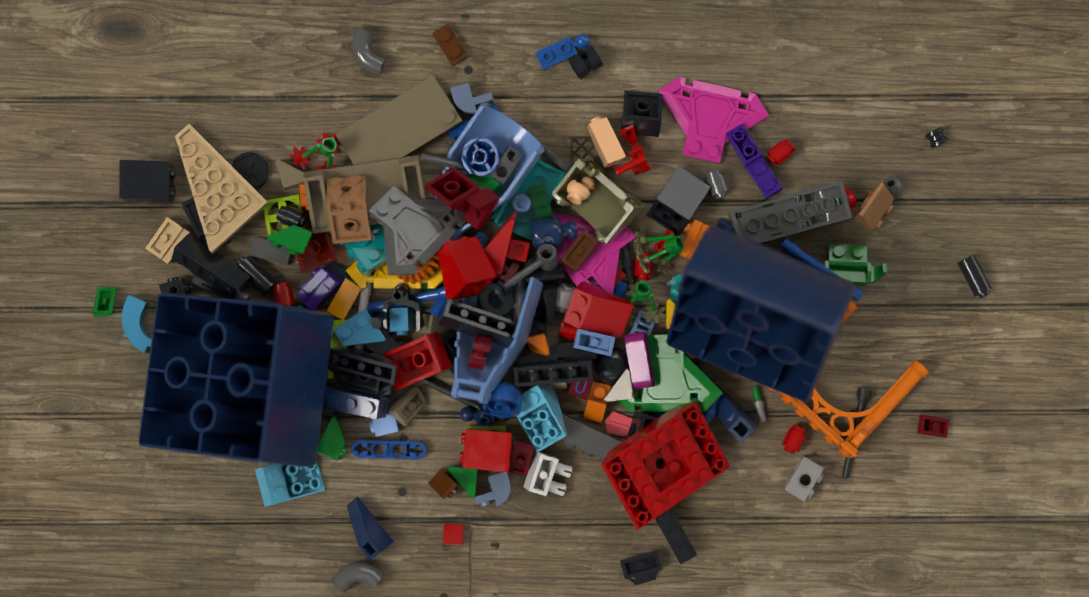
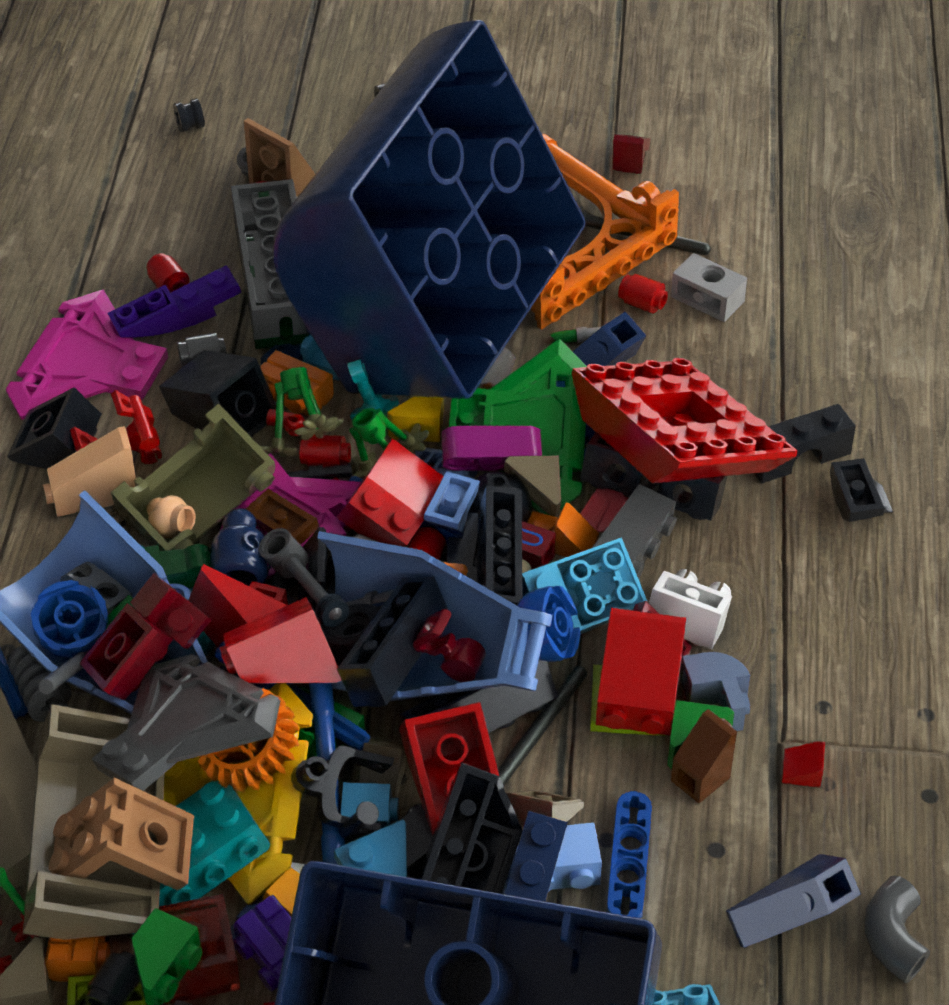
camera: 85 degrees left, 40 degrees down
(468, 414) = (573, 696): dark blue plate -> none

